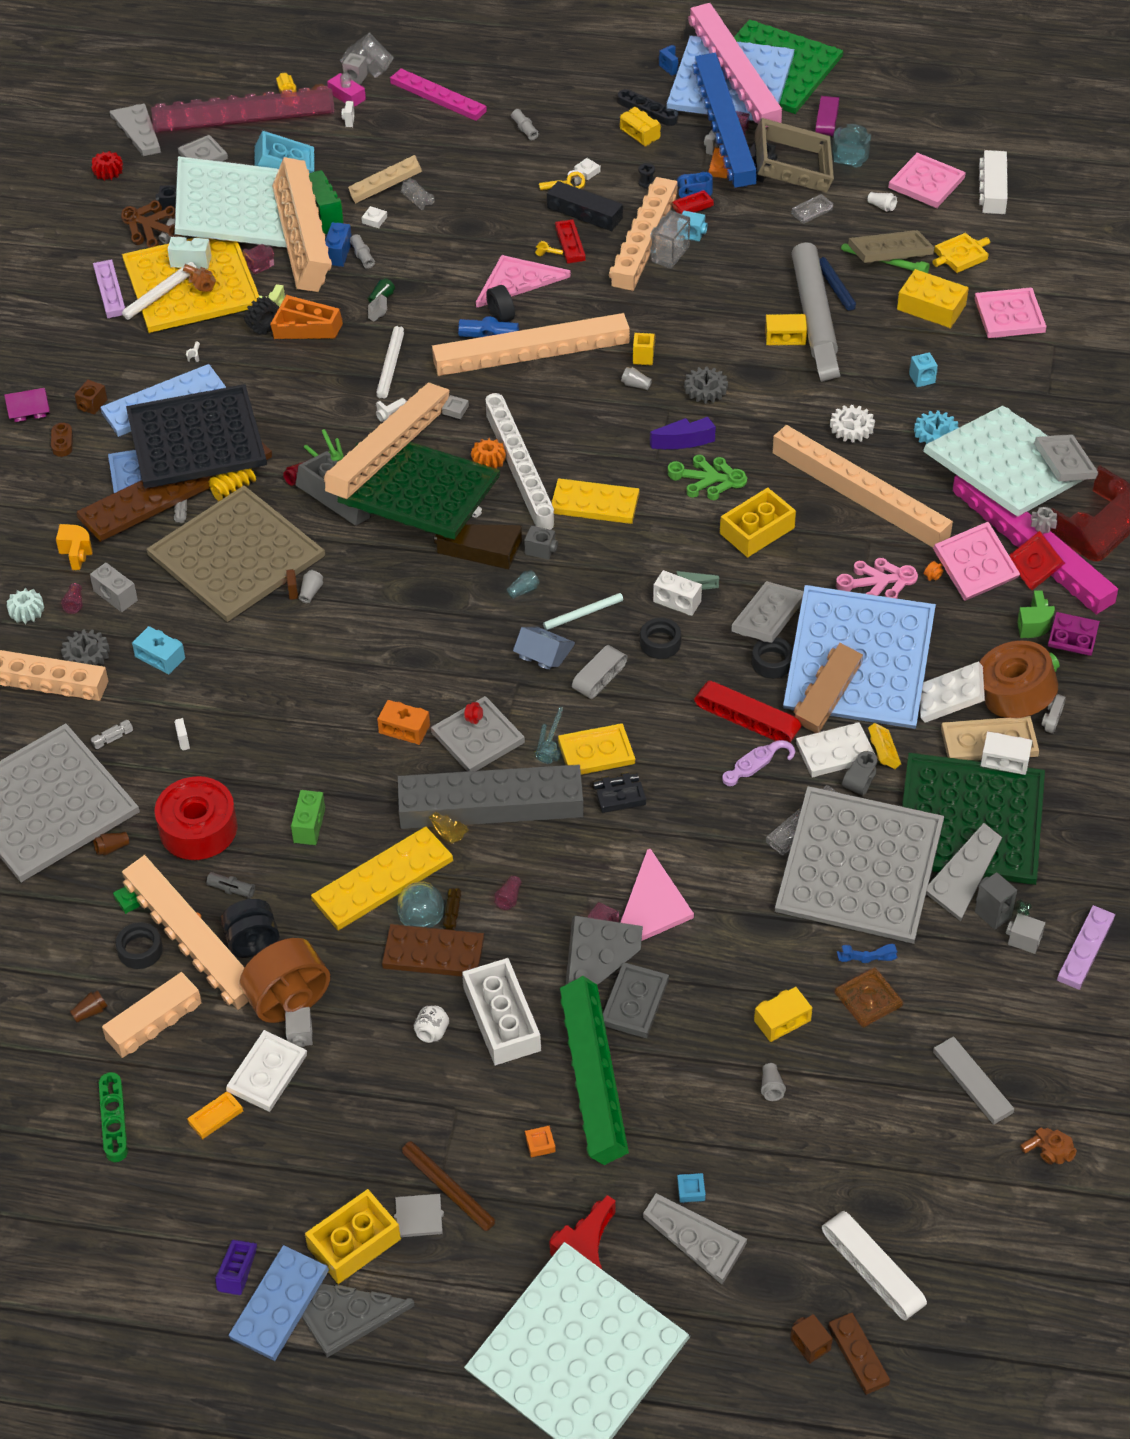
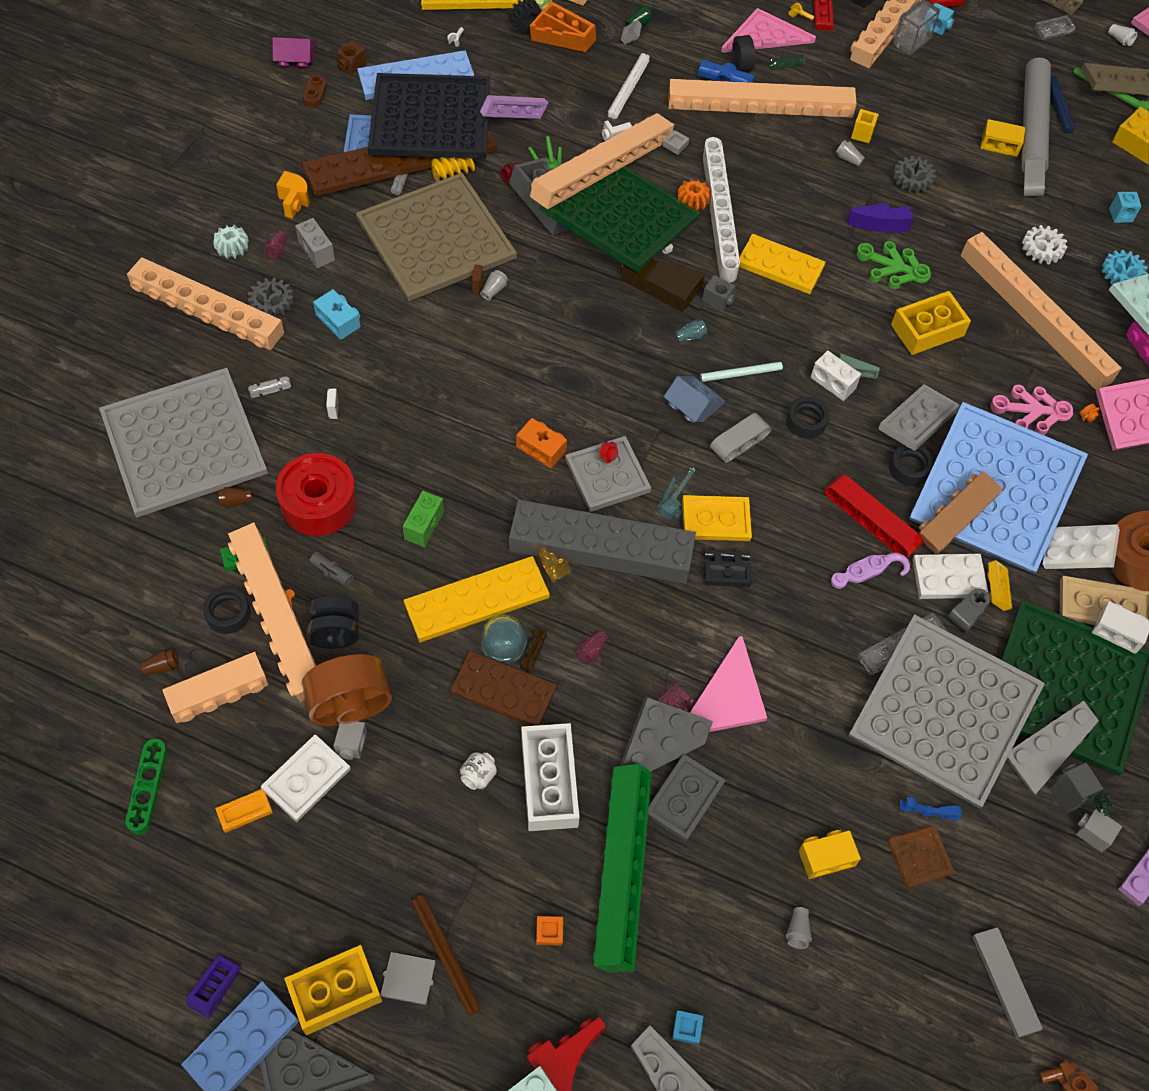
camera: 10 degrees right, 10 degrees up
(279, 408) = (513, 107): none -> lavender plate
(547, 302) = (787, 62): none -> clear green axle

